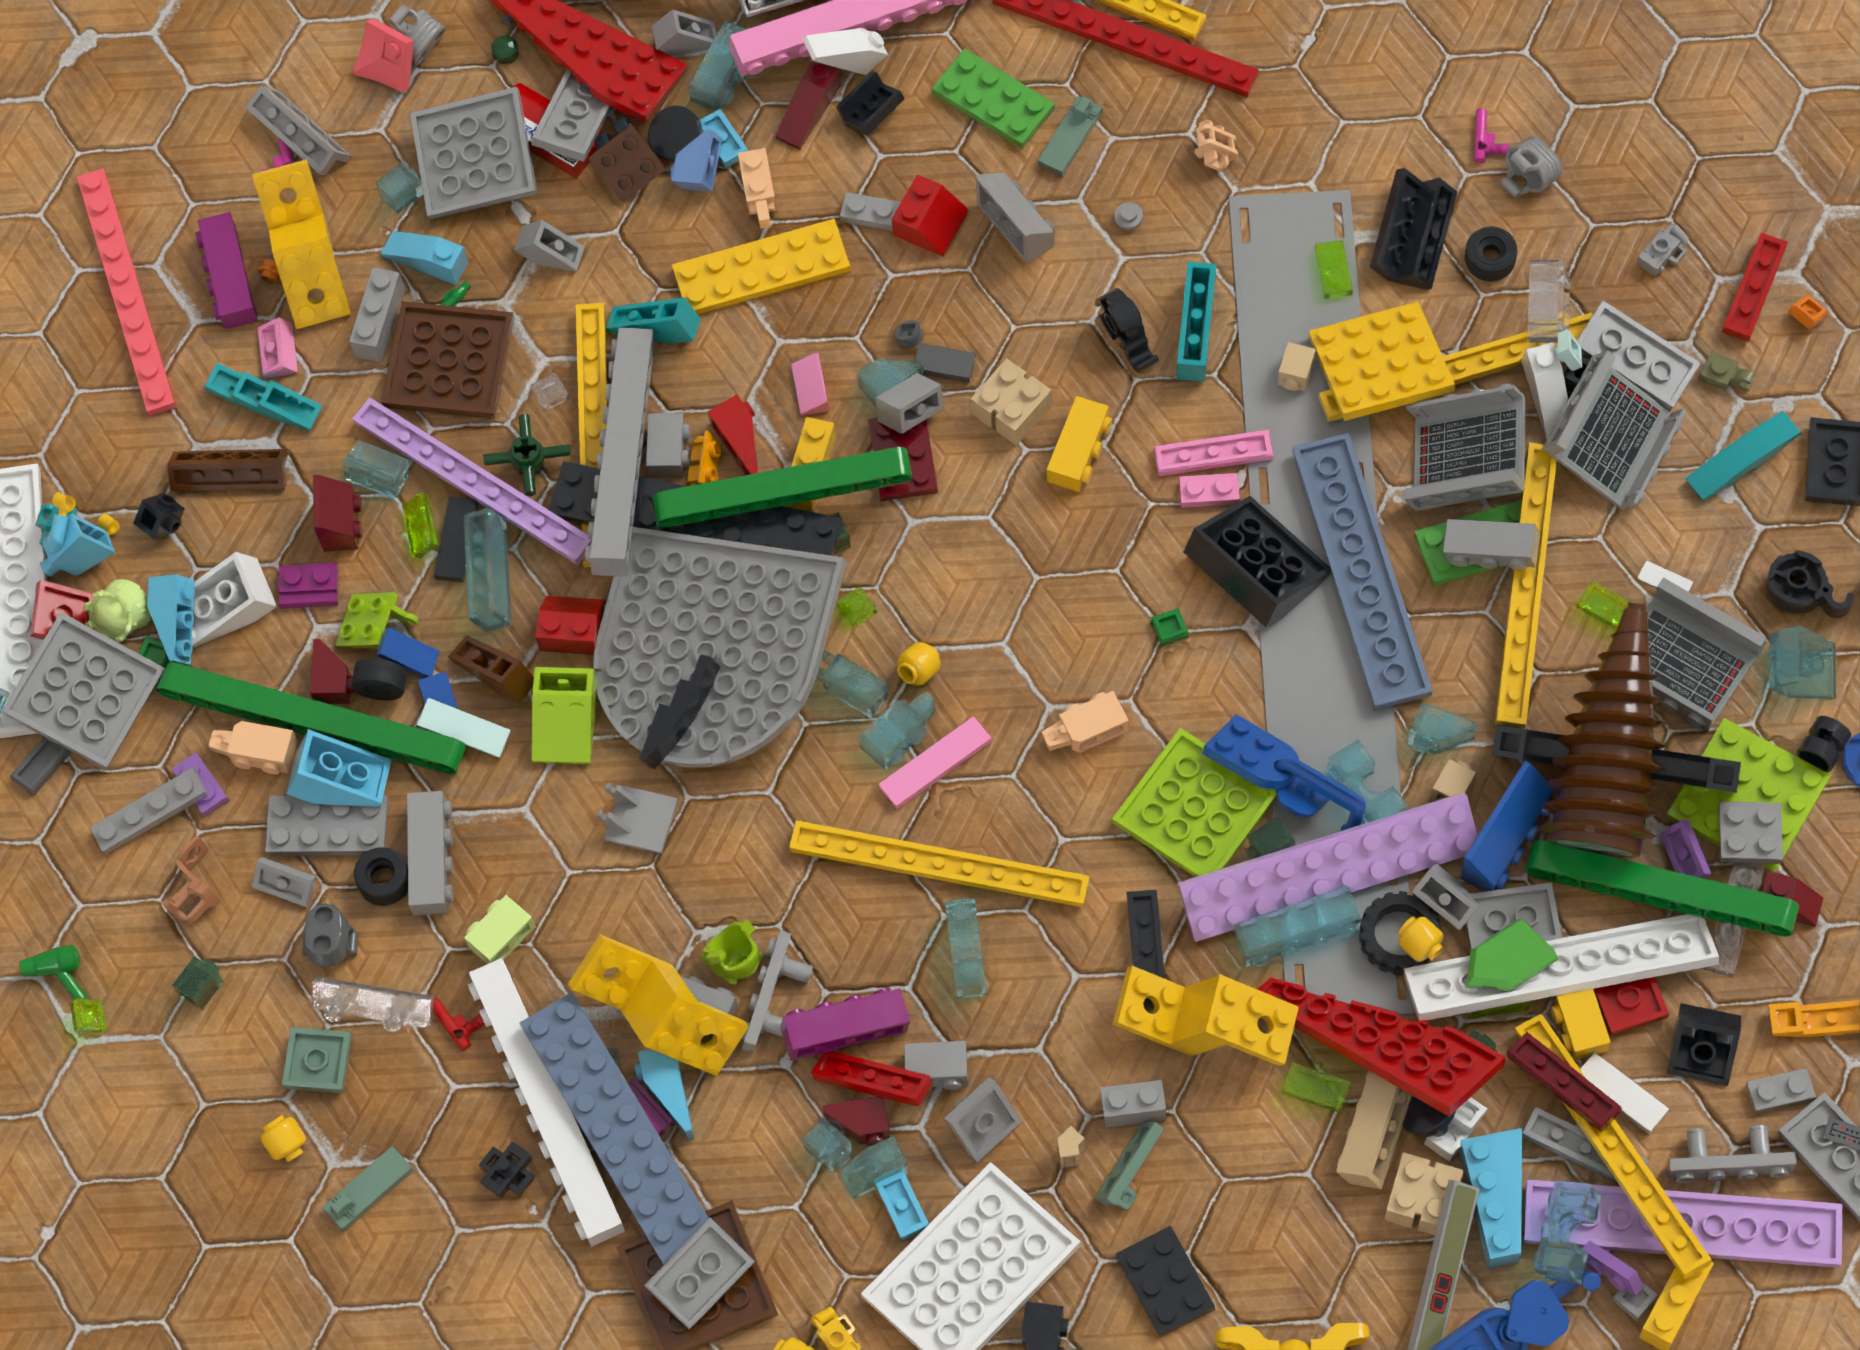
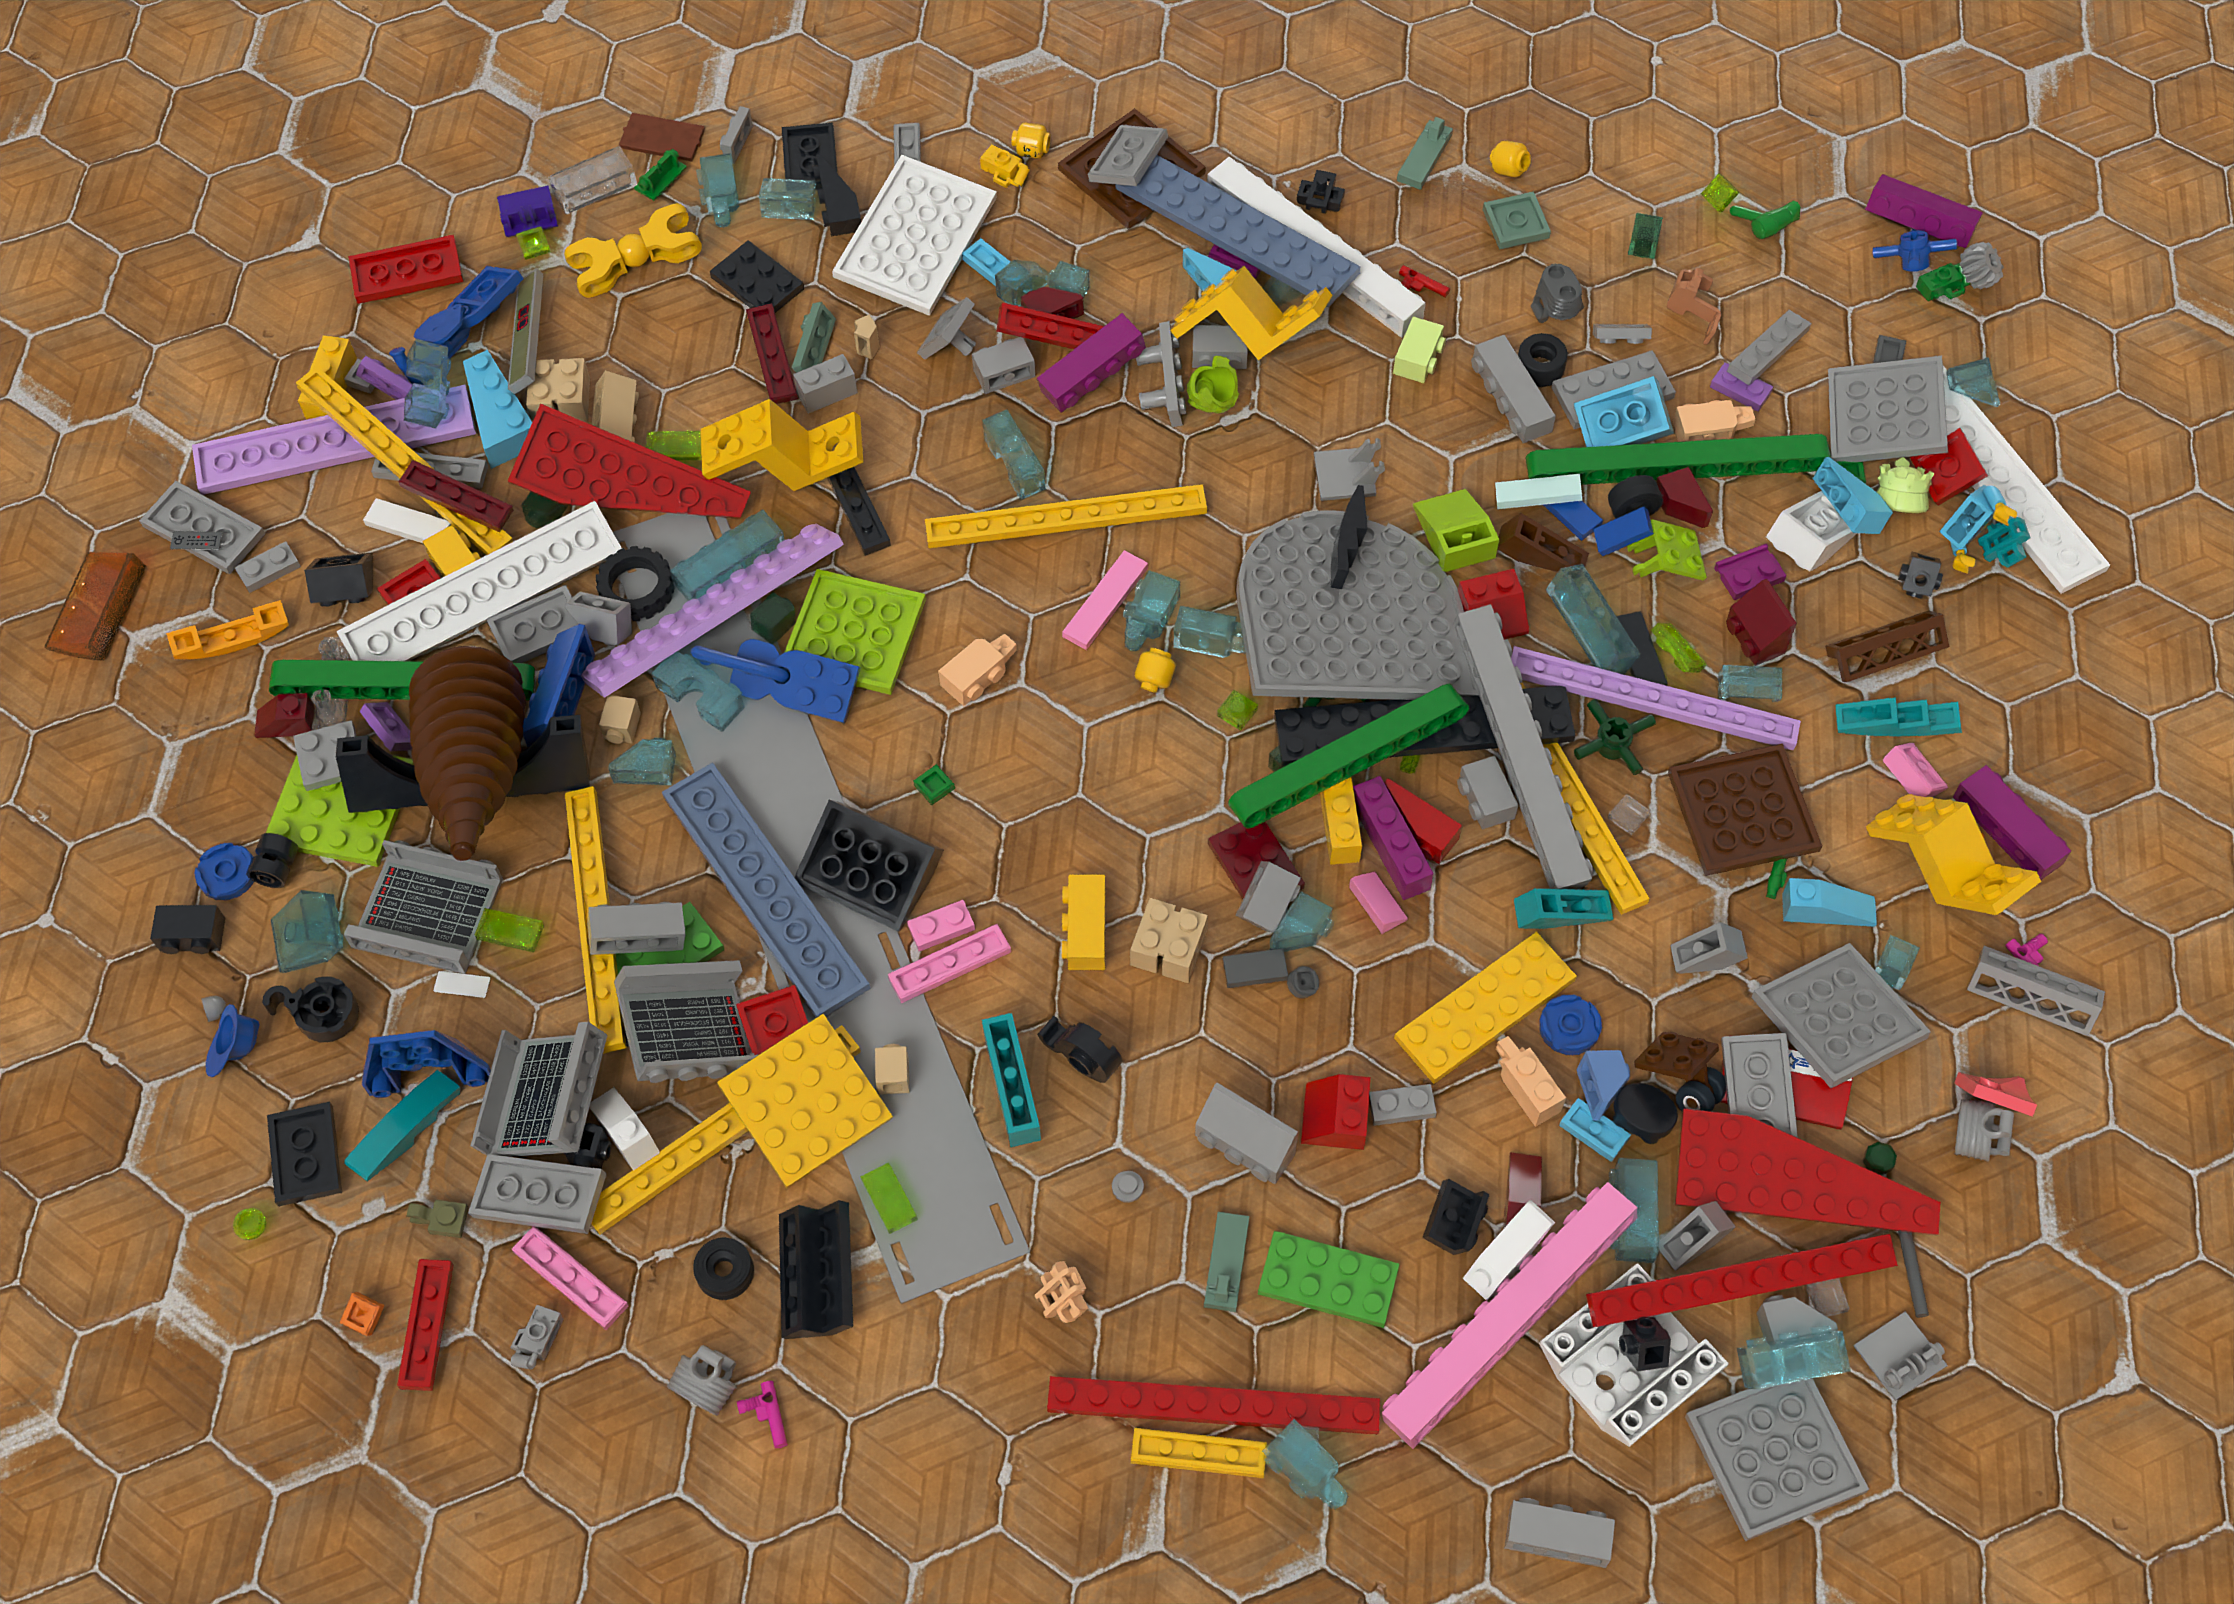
camera: 155 degrees right, 5 degrees down
(126, 292) = (2099, 782): coral plate -> none
(371, 1002) = (1506, 270): clear plate -> none
(377, 314) = (1838, 825): light grey brick -> none
(697, 231) = (1570, 1025): none -> blue tile
(706, 452) = (1439, 779): light orange hinge -> none
(772, 420) = (1392, 838): none -> magenta brick
(1178, 1169) = (771, 354): none -> dark red tile
(1387, 442) = (771, 1018): none -> red plate
(1420, 939) = (610, 564): yellow head -> none
(1509, 958) = (528, 575): bright green tile -> none
(1547, 300) = (644, 1219): clear brick -> none
(1569, 350) = (603, 1148): light aqua plate -> none
(1622, 287) = (570, 1277): none -> bright pink tile
(1715, 484) = (411, 1052): none -> blue wedge
(1716, 1168) = (289, 494): light grey plate -> none

